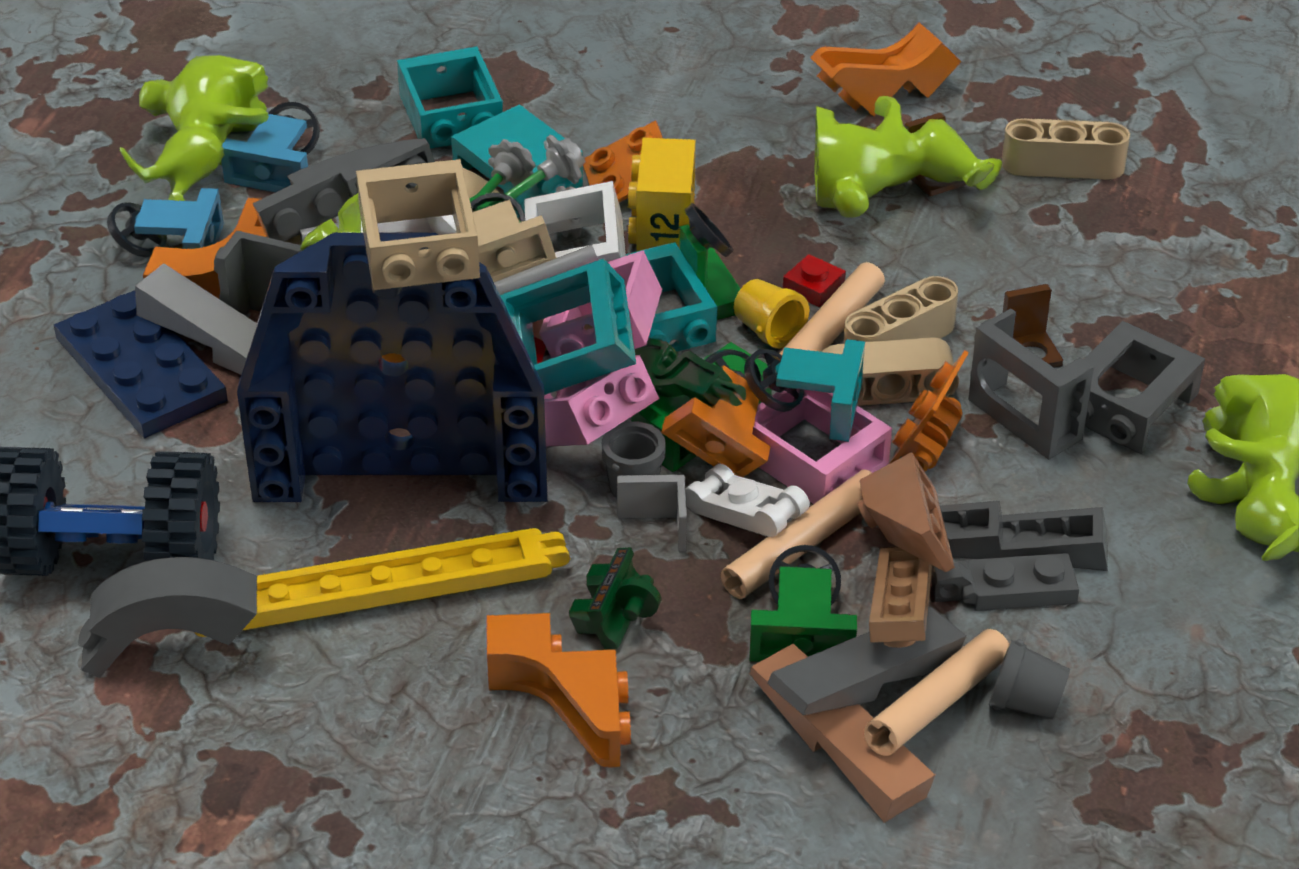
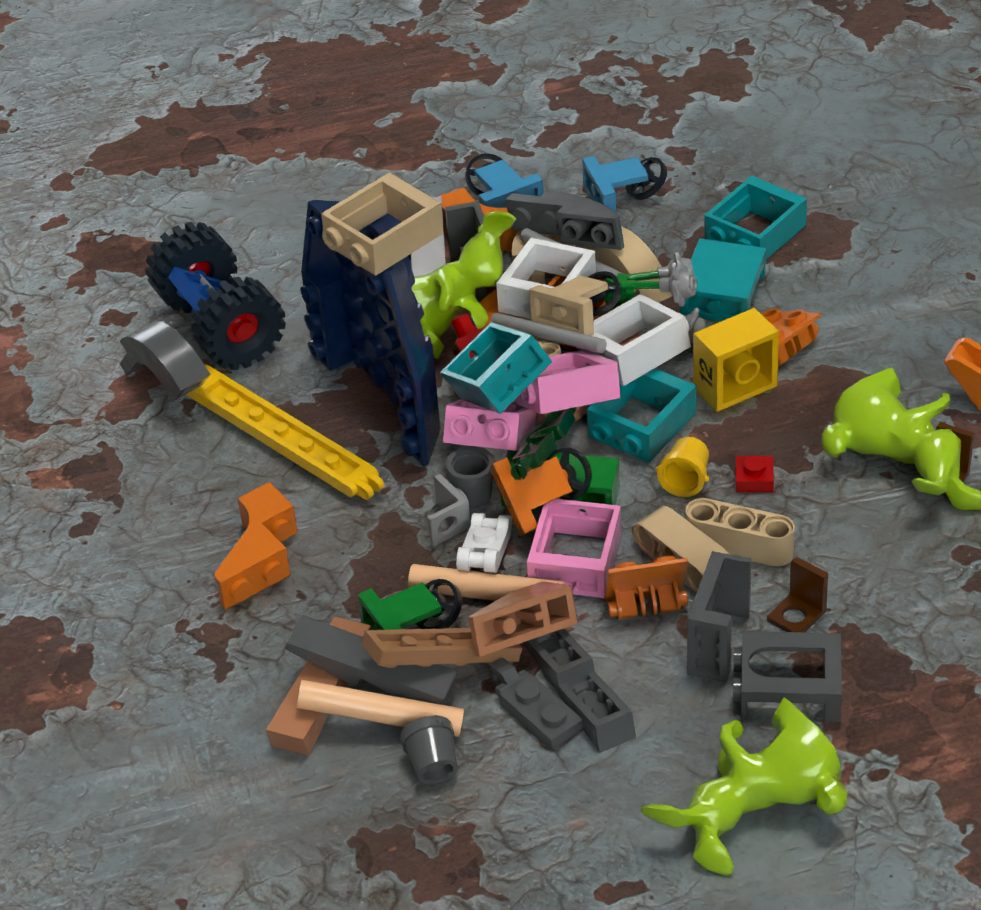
camera: 60 degrees right, 0 degrees up
(205, 106) = (616, 132): lime animal -> none
(618, 599) = (347, 532): dark green hips -> none
(698, 246) = (692, 410): green piece -> none
(812, 371) = (598, 516): teal piece -> none
(831, 317) = (754, 496): light nougat piece -> none

